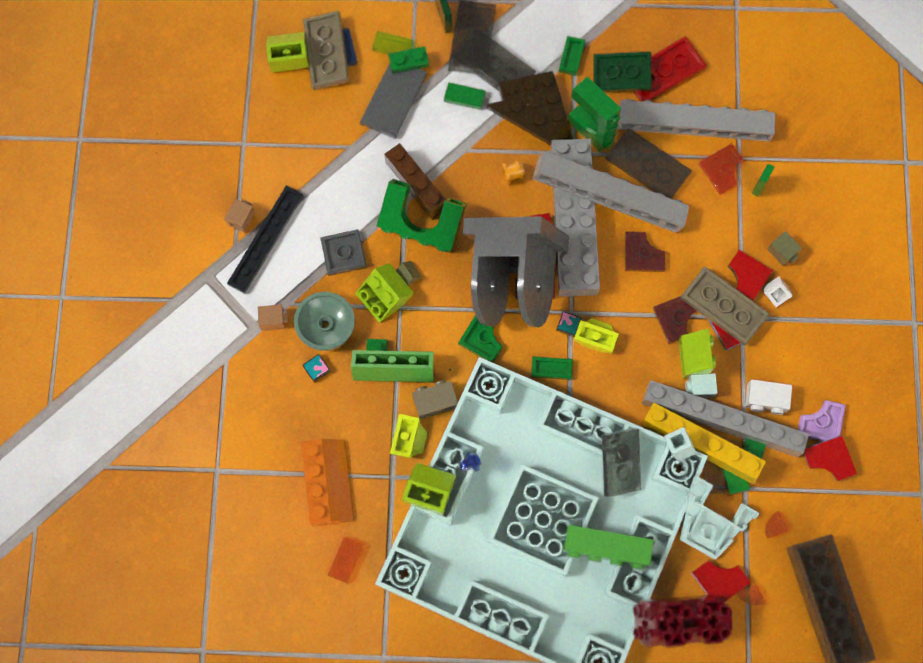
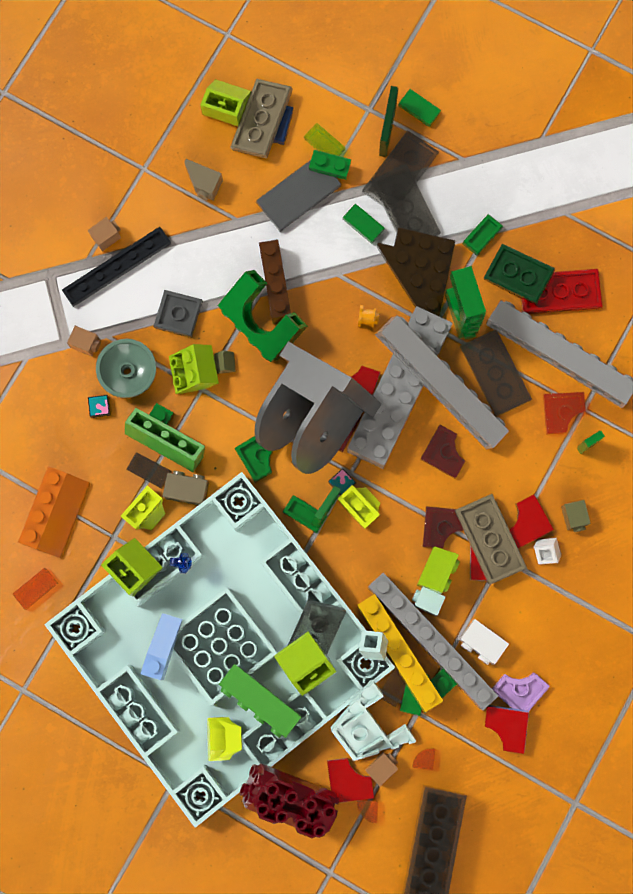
camera: 30 degrees right, 5 degrees up
(303, 126) = (204, 180): none -> dark tan slope
(392, 401) = (148, 470): none -> clear smoke tile
(494, 546) = (161, 647): none -> light blue slope
(568, 350) = (326, 506): none -> green tile
(592, 599) = (222, 738): none -> neon yellow slope
(629, 492) = (305, 663): none -> lime slope
(743, 552) = (382, 768): none -> medium nougat brick

